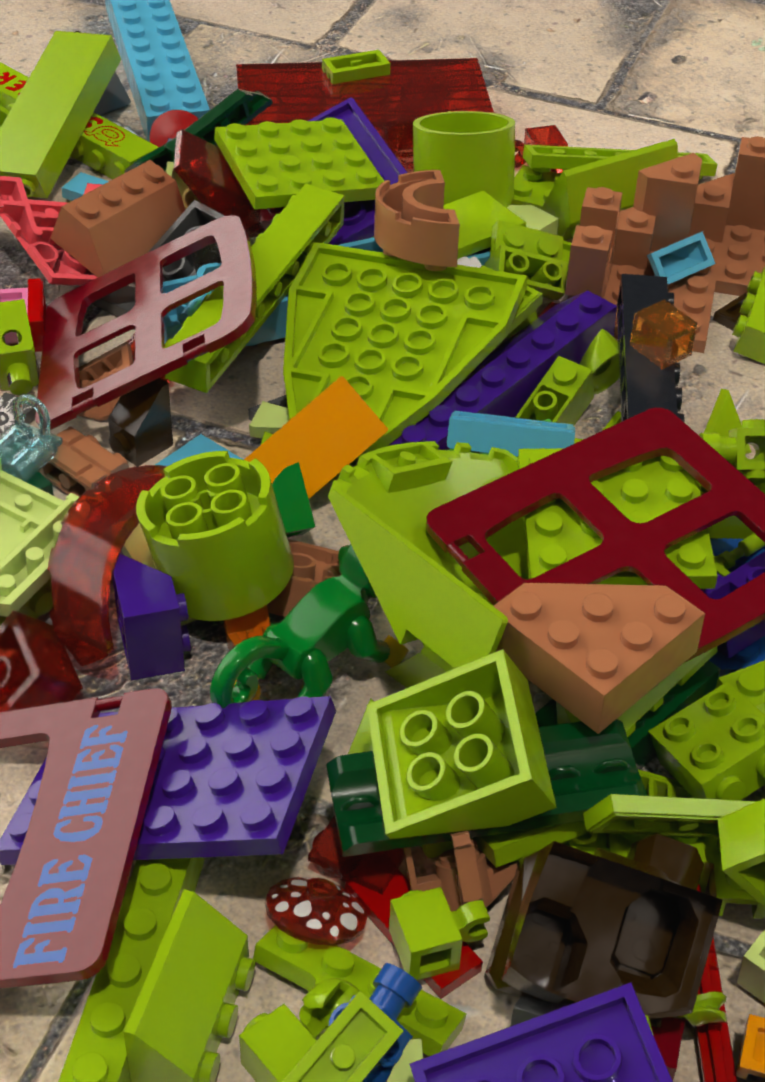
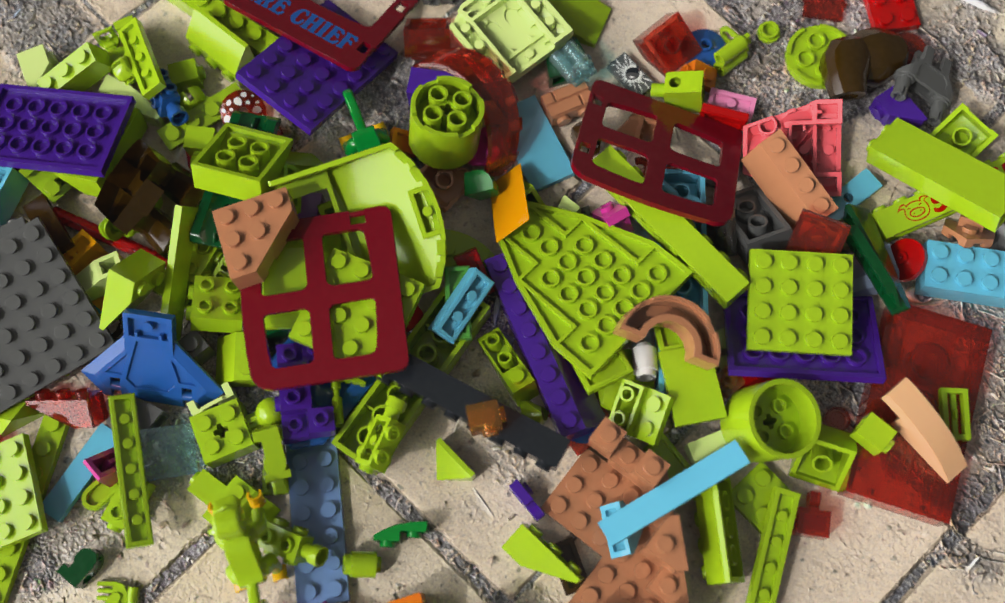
camera: 120 degrees right, 30 degrees up
(119, 98) = (968, 232): none -> nougat plate
(260, 366) = (614, 215): none -> dark pink brick
(392, 68) = (925, 429): none -> light nougat slope
(421, 98) = (874, 434): none -> lime brick
(635, 207) = (674, 493): none -> medium azure tile
(705, 354) = (523, 494): none -> dark purple plate

